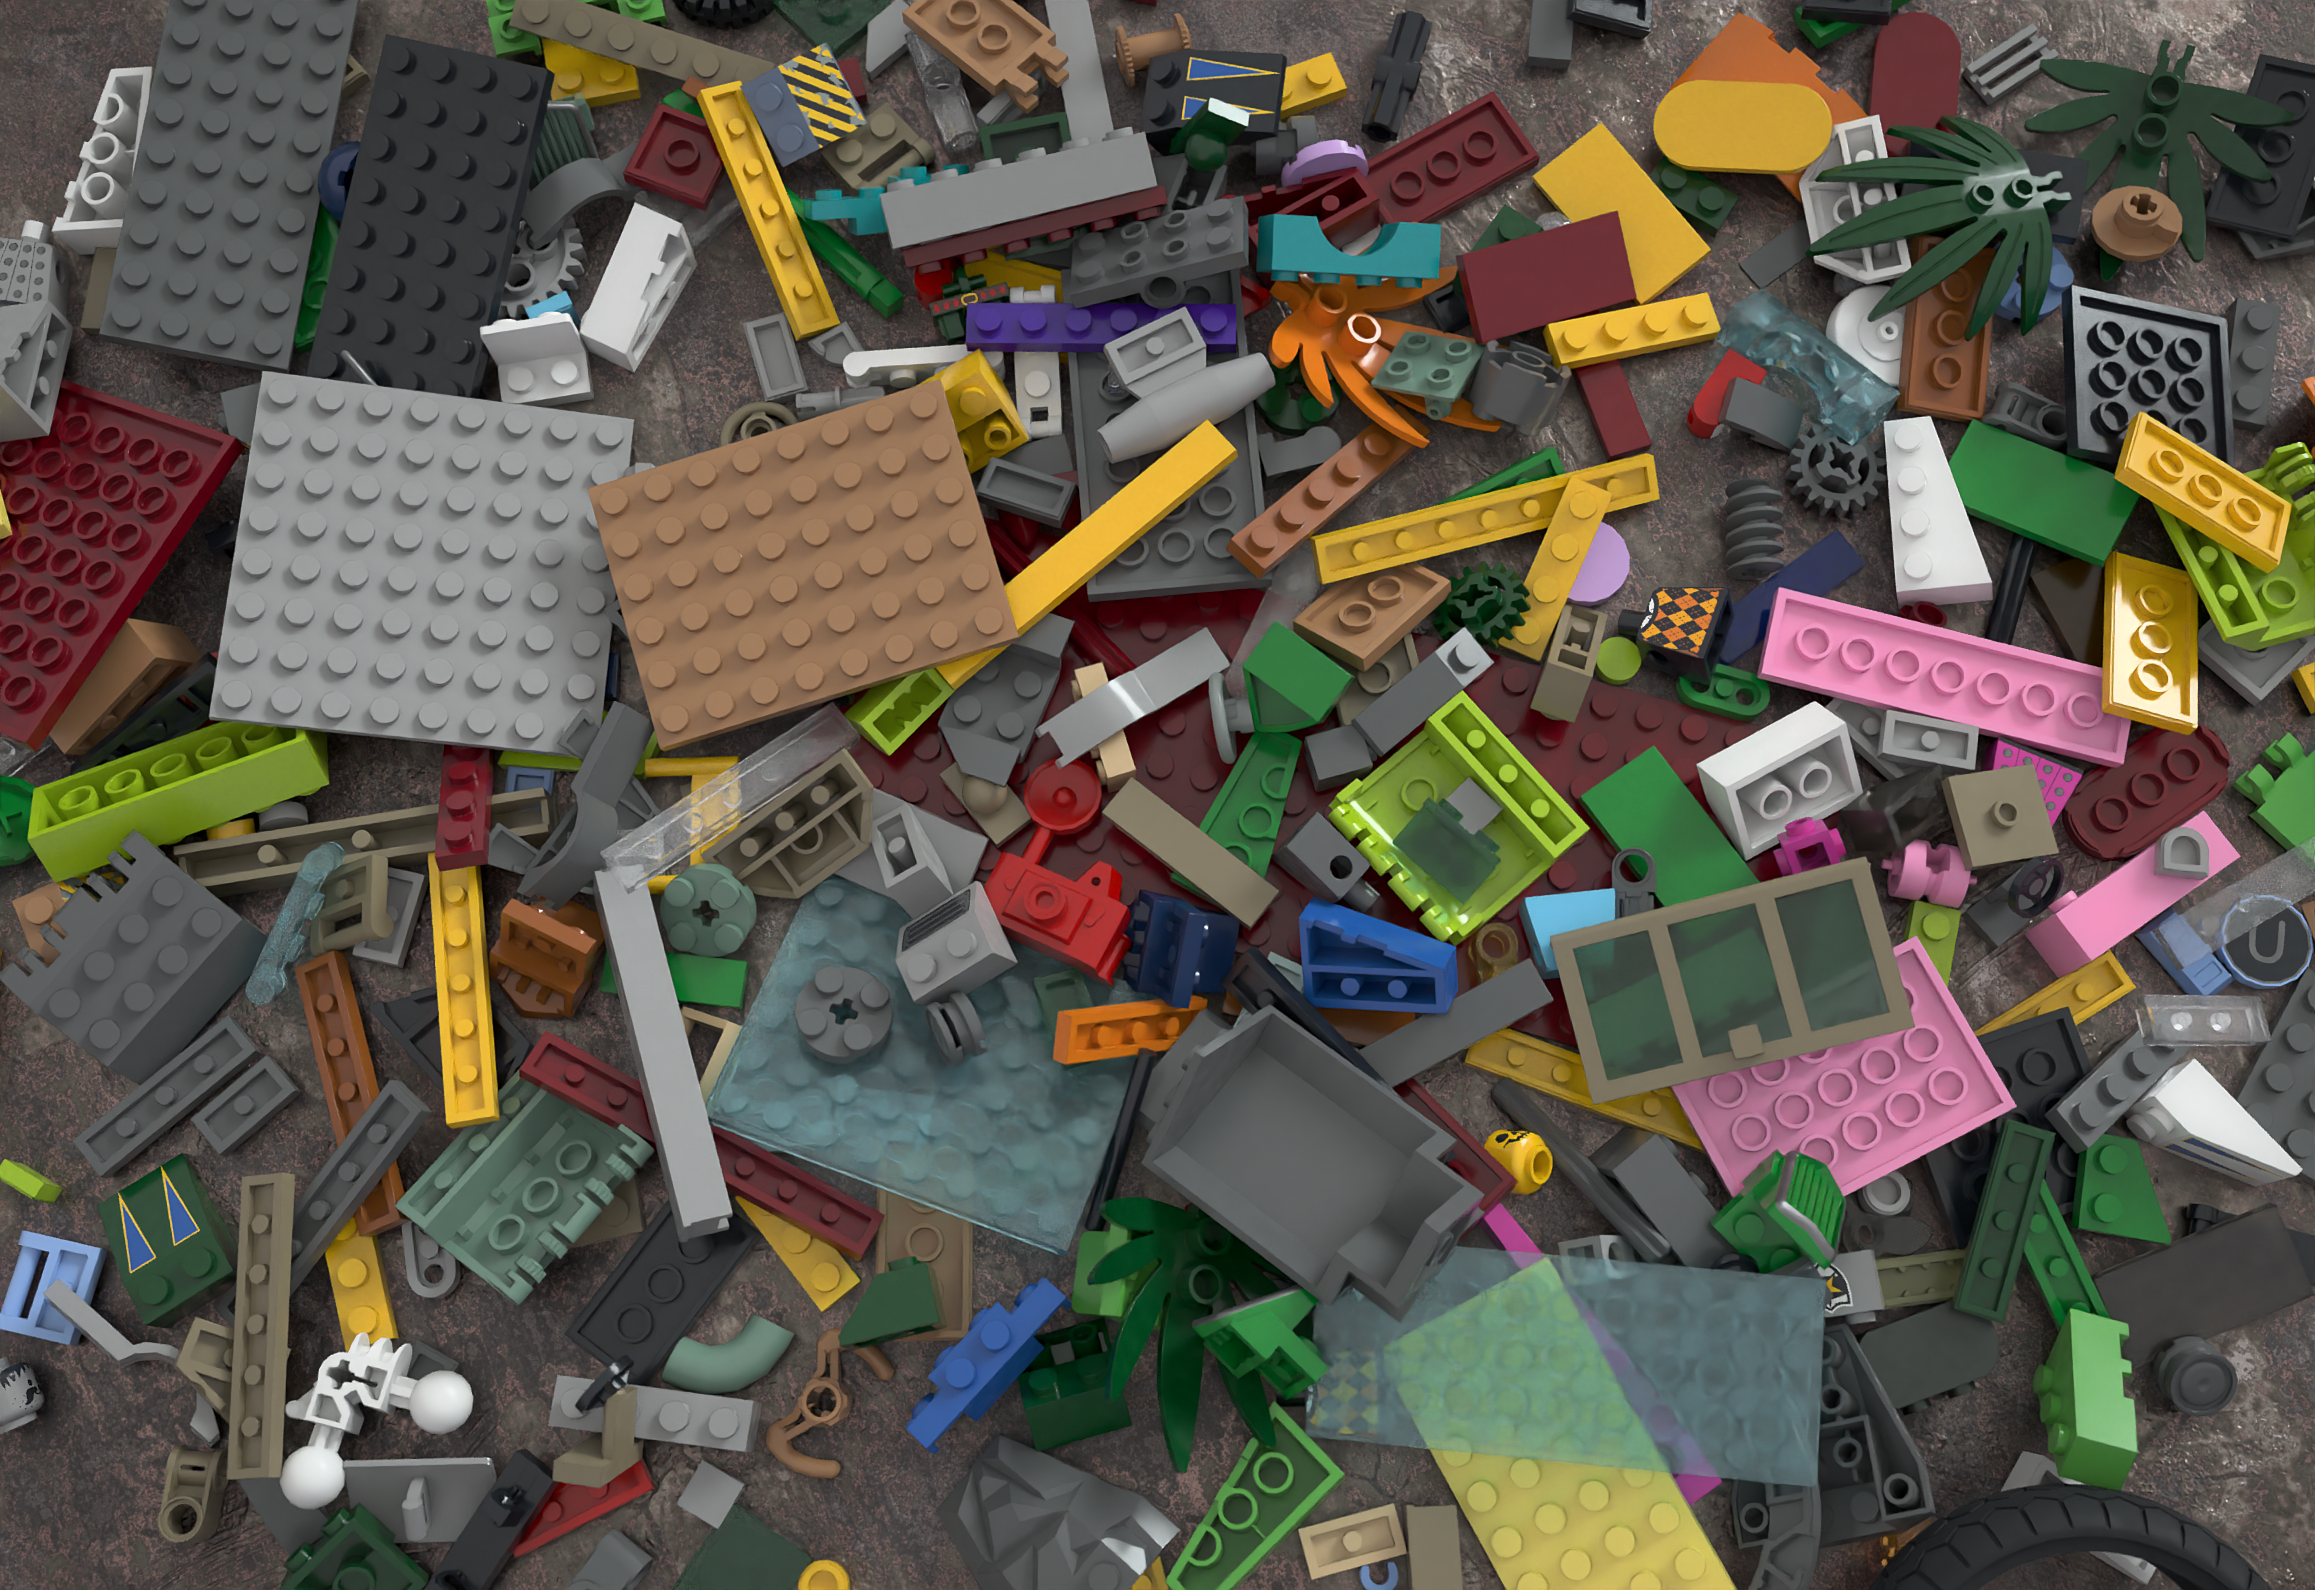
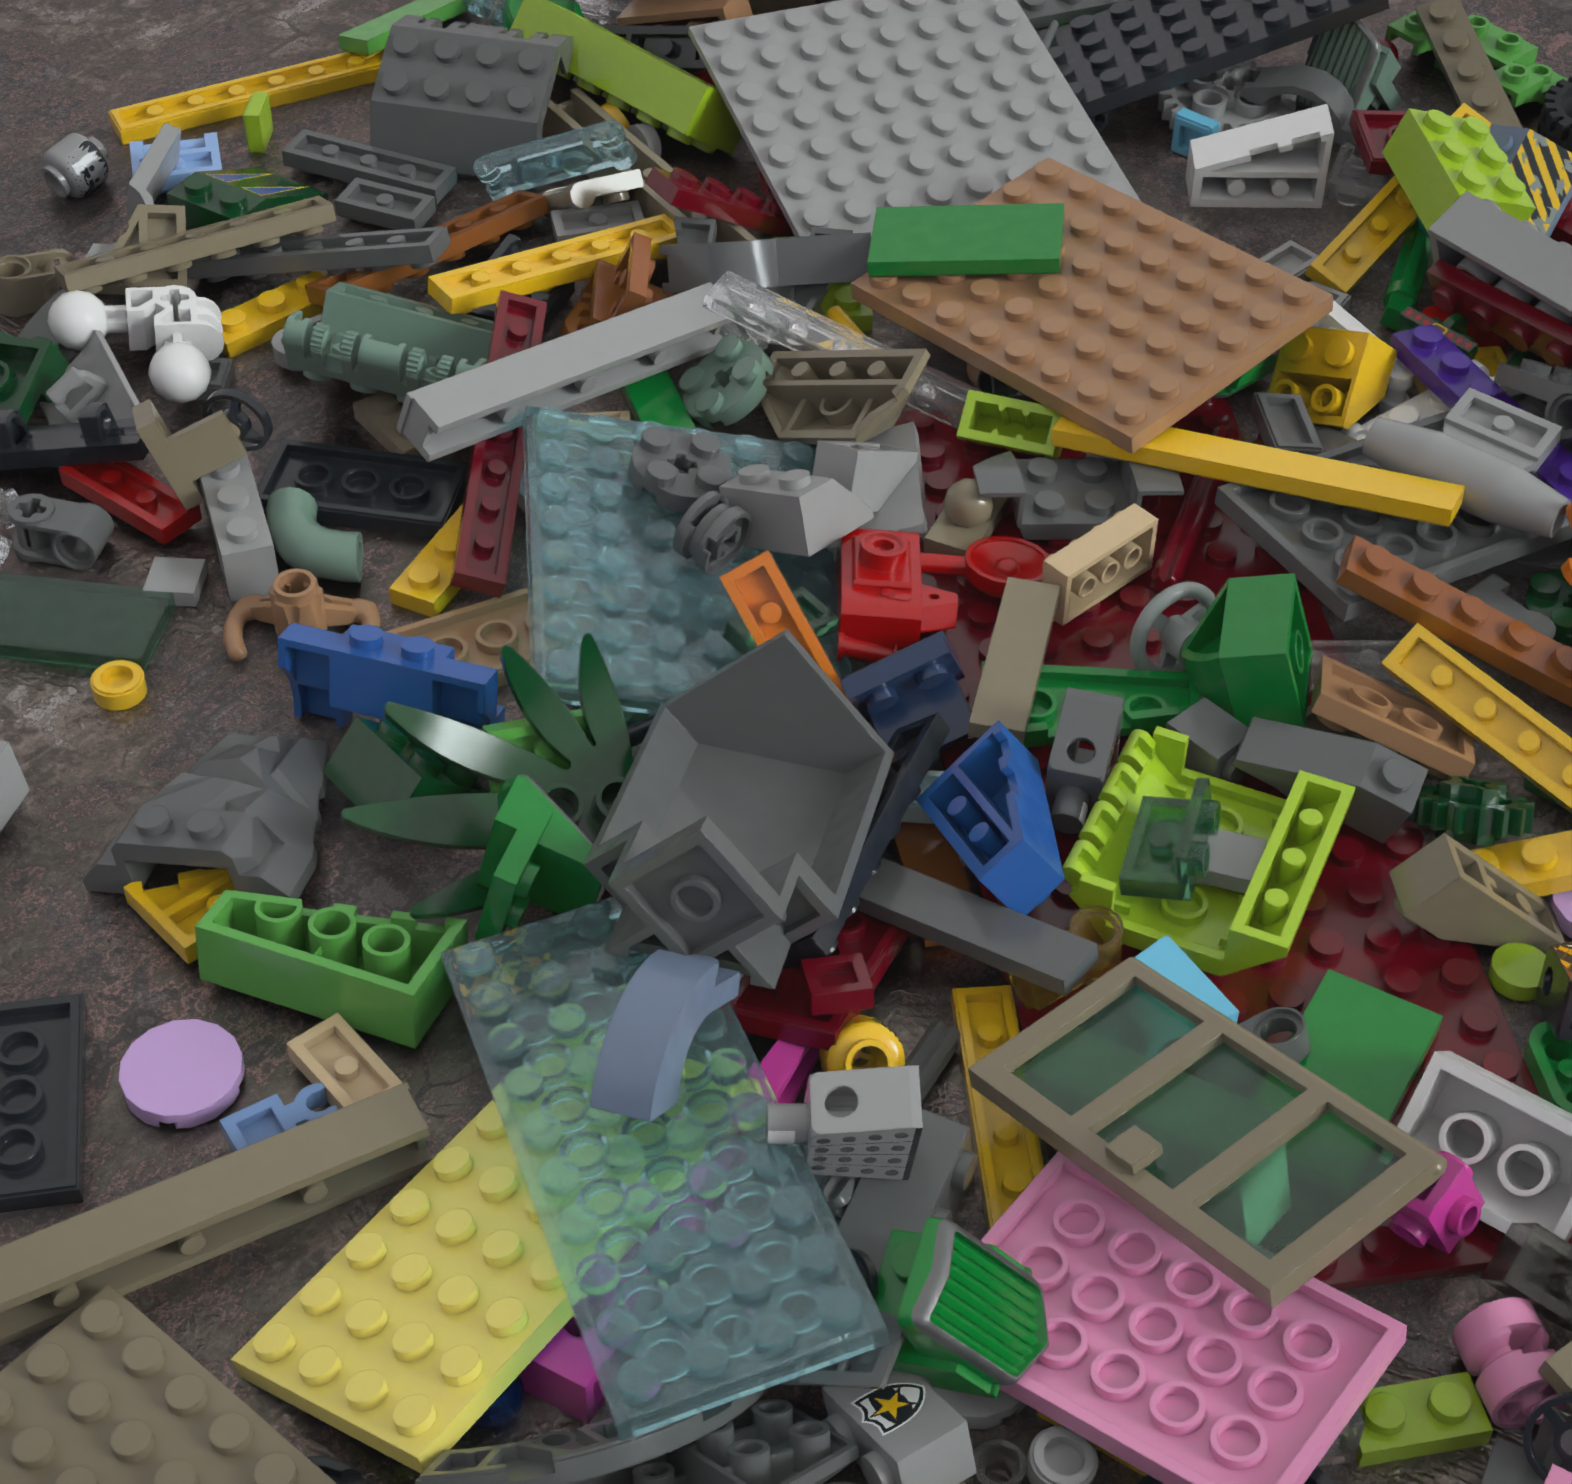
camera: 65 degrees right, 30 degrees down
(540, 360) = (1156, 132): white bracket -> none
(598, 77) = (1425, 88): yellow wing -> none
(684, 628) = (967, 240): none -> green tile
(813, 170) = (1447, 155): none -> lime brick
(895, 1306) = (412, 590): dark green slope -> none
(1134, 696) = (1126, 539): light grey piece -> none
(1482, 1159) = (837, 984): none -> dark red plate
(1518, 1316) = (653, 1031): none -> sand blue arch
(1656, 1221) = (854, 1122): none -> light grey torso

